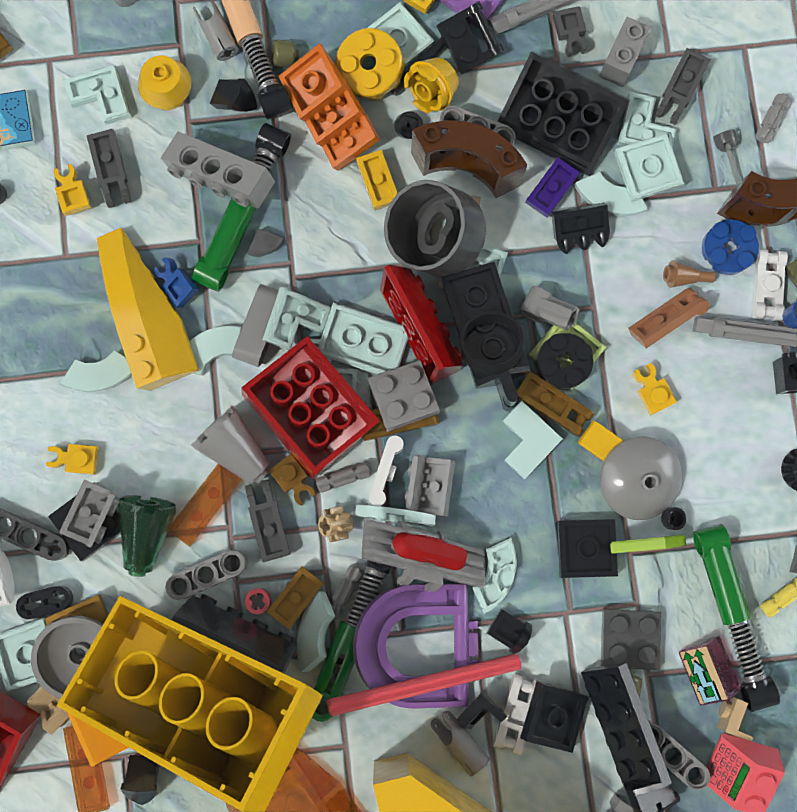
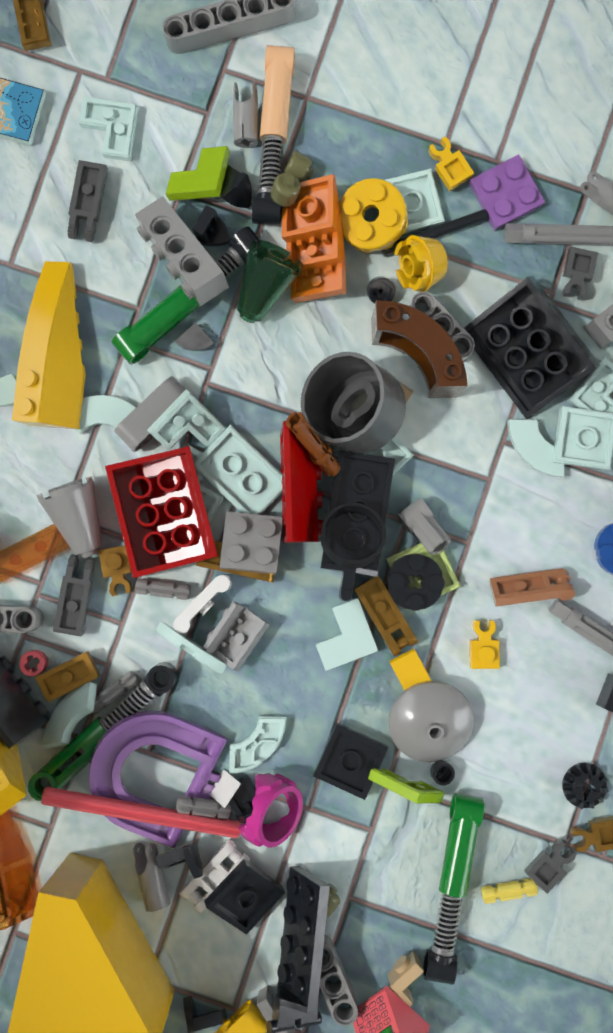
camera: 30 degrees right, 5 degrees up
(72, 193) = (41, 210): yellow plate -> none
(164, 82) = (174, 143): yellow cone -> none
(178, 283) = (98, 339): blue plate -> none
(206, 104) = (205, 180): none -> lime tile
(233, 140) = (211, 229): none -> black tile
(283, 75) = (285, 189): none -> olive piece
(304, 161) = (265, 279): none -> clear green cone
(335, 524) = (134, 629): tan gear -> none
(377, 179) = (326, 328): yellow plate -> none
(422, 555) = (194, 700): light grey piece -> none
(426, 283) = (318, 451): none -> dark orange pin
(462, 42) = (469, 234): black plate -> none
(476, 654) = (202, 807): none -> light grey axle
(487, 629) = (225, 788): none -> white sticker
(527, 607) = (267, 789): none -> dark pink piece
(552, 187) = (485, 413): dark purple plate -> none
(581, 224) = (494, 461): black plate -> none
(631, 638) = (349, 860): dark grey plate -> none
(679, 274) = (562, 552): medium nougat cone -> none
(710, 672) = (406, 925): panel -> none

